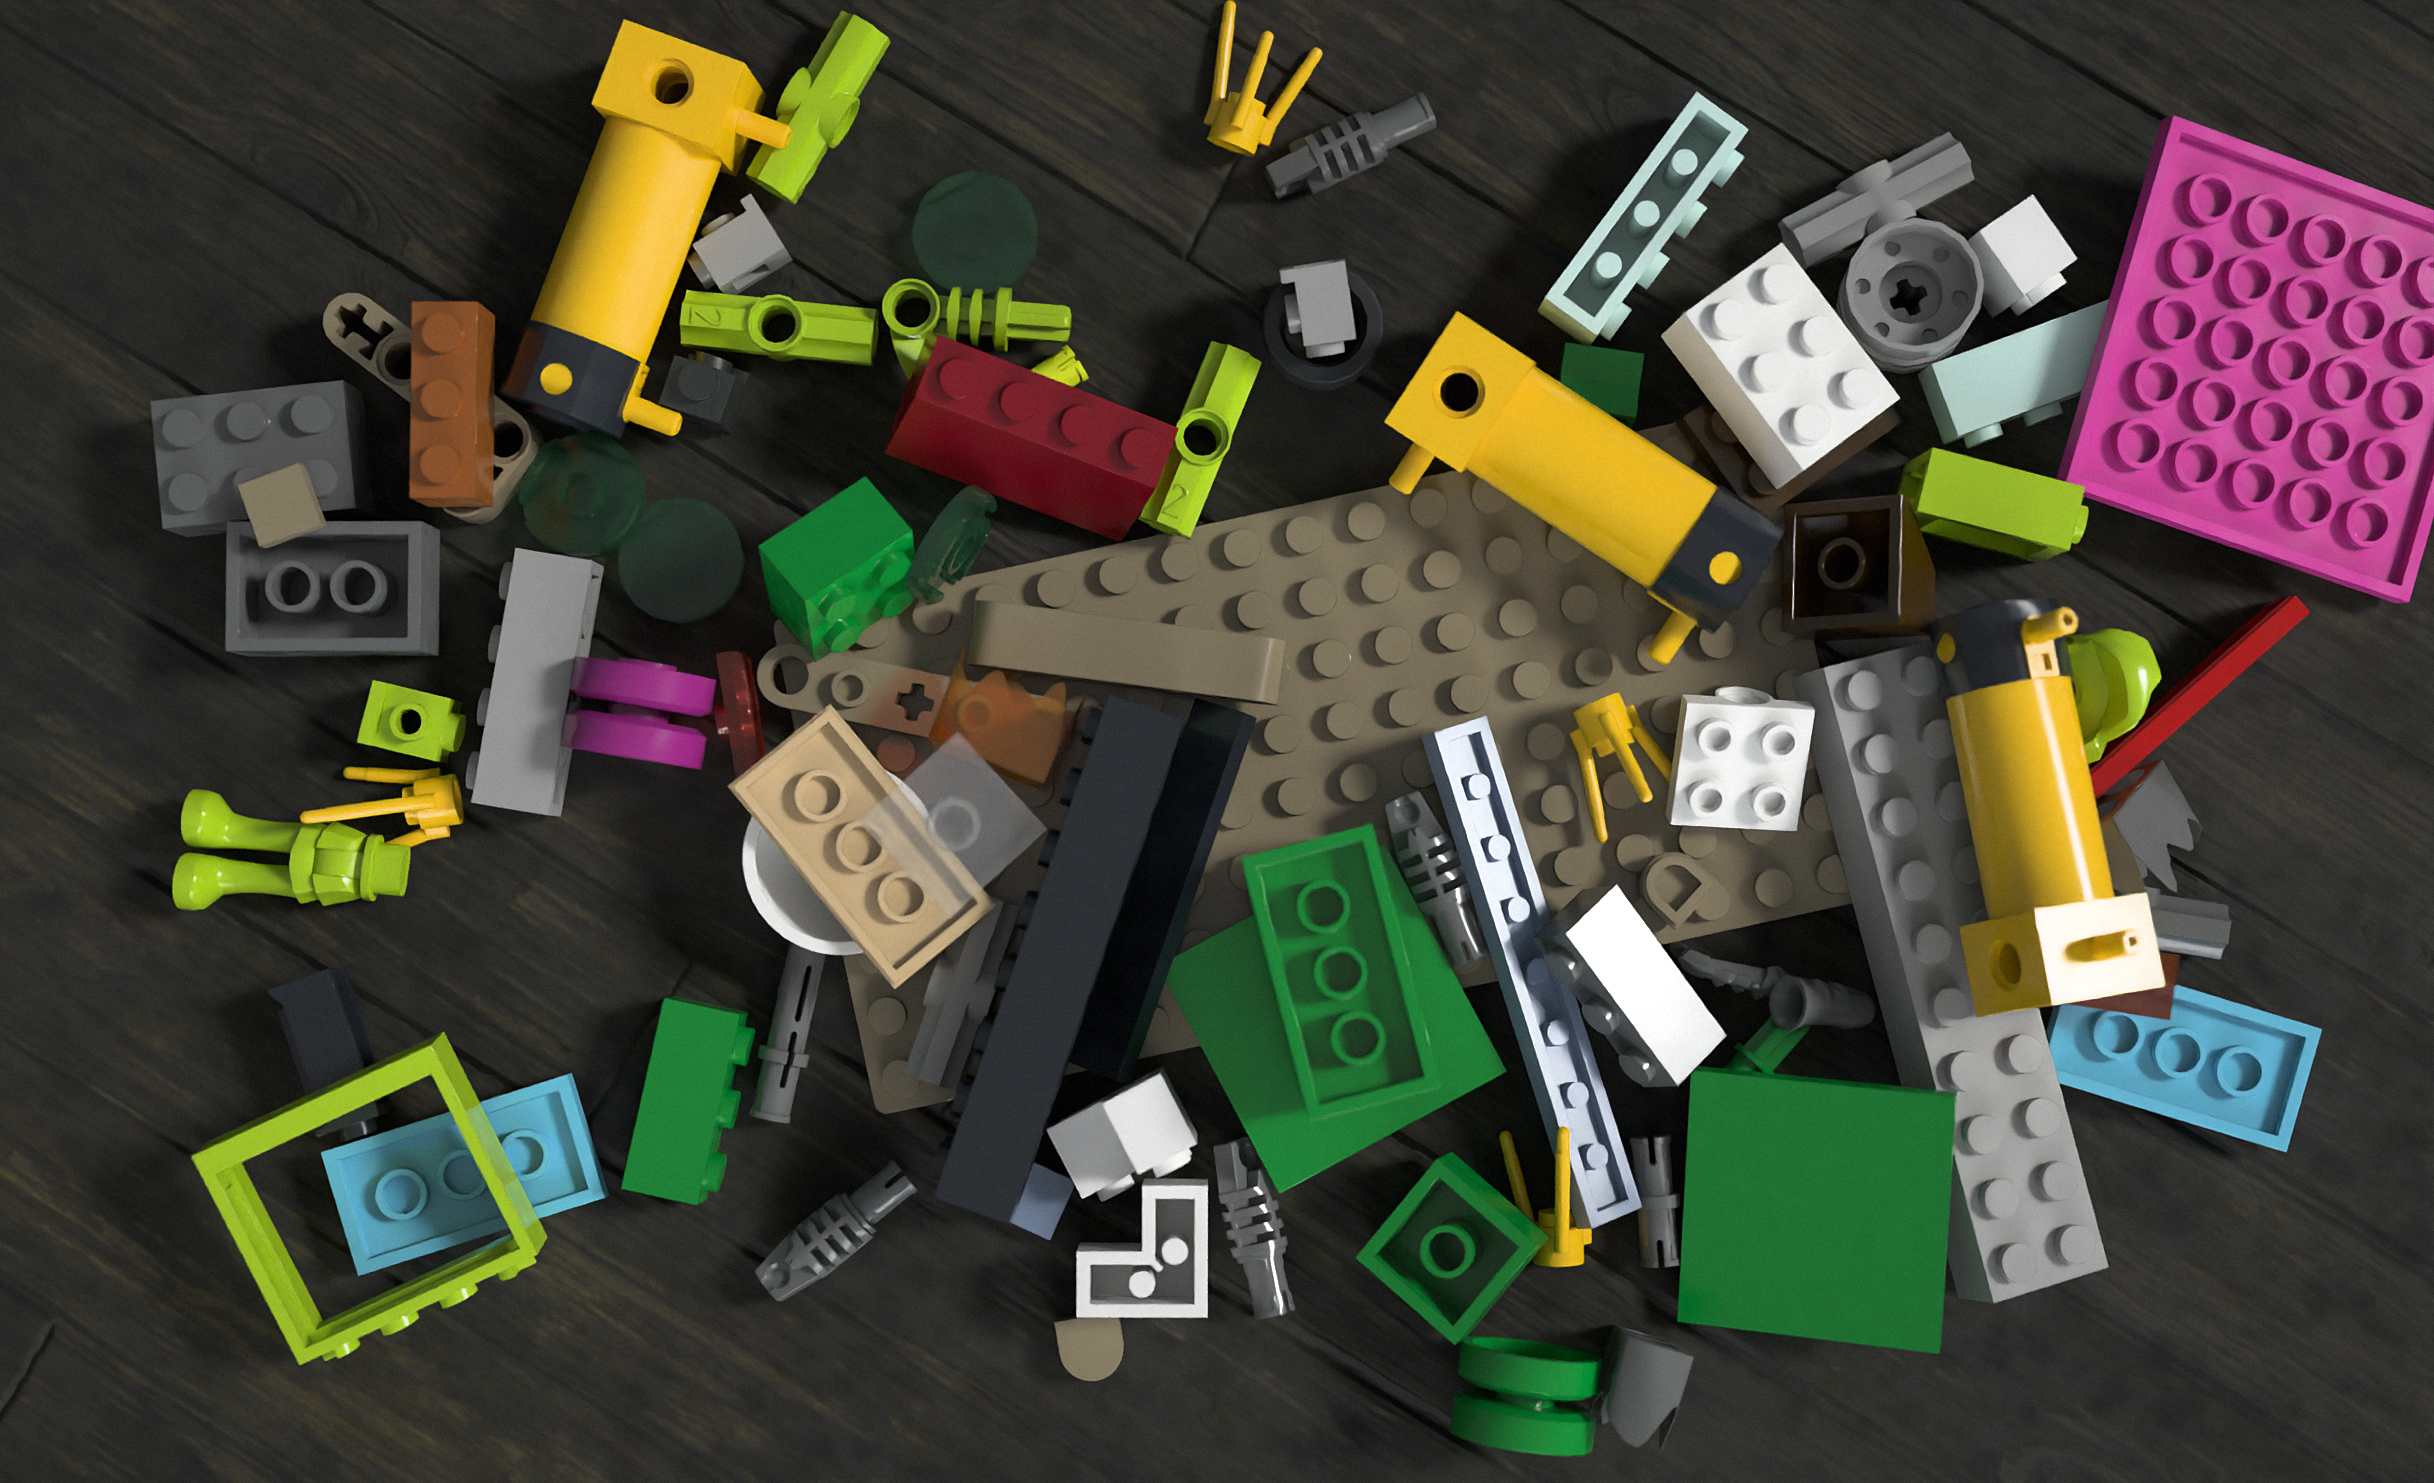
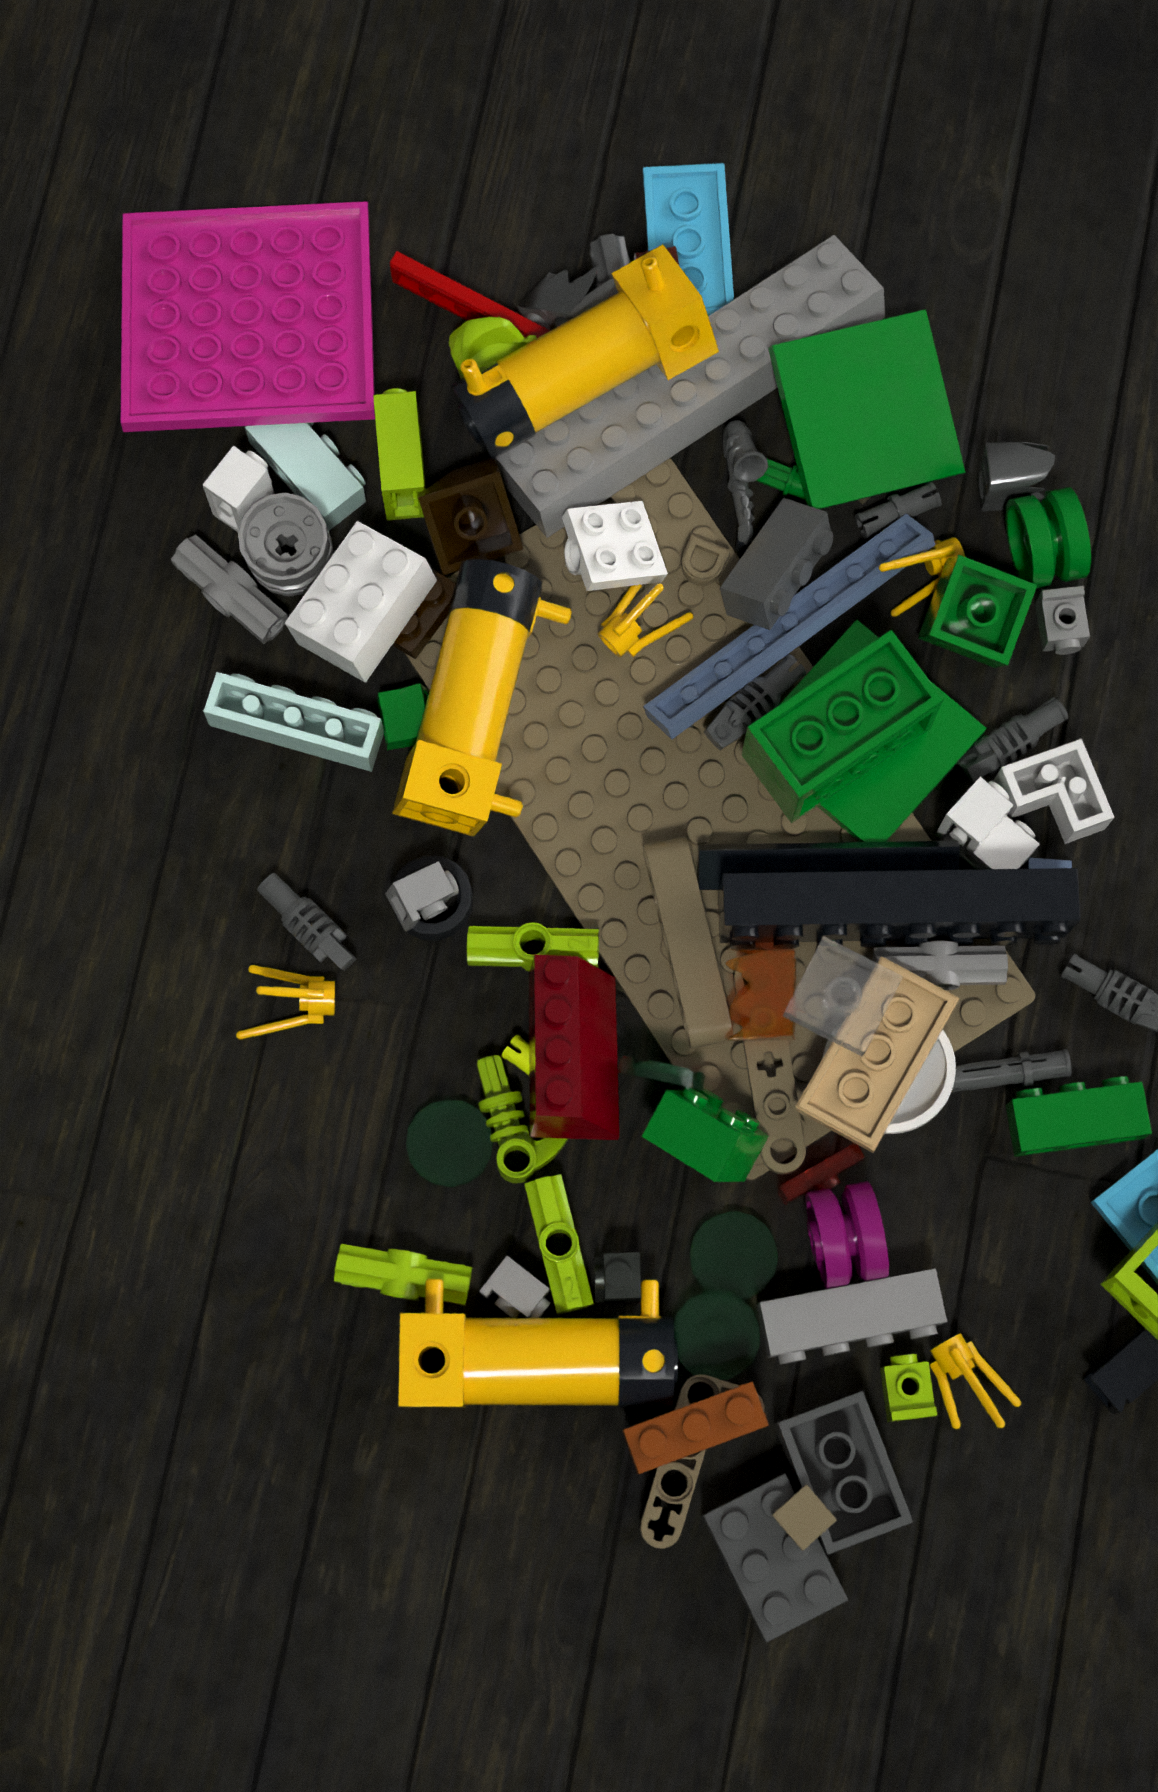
camera: 110 degrees left, 10 degrees down
(324, 863) = (1024, 1410): lime piece -> none
(1090, 1345) = (1129, 814): dark tan tile -> none
(1425, 1358) = (1053, 633): none -> light grey brick

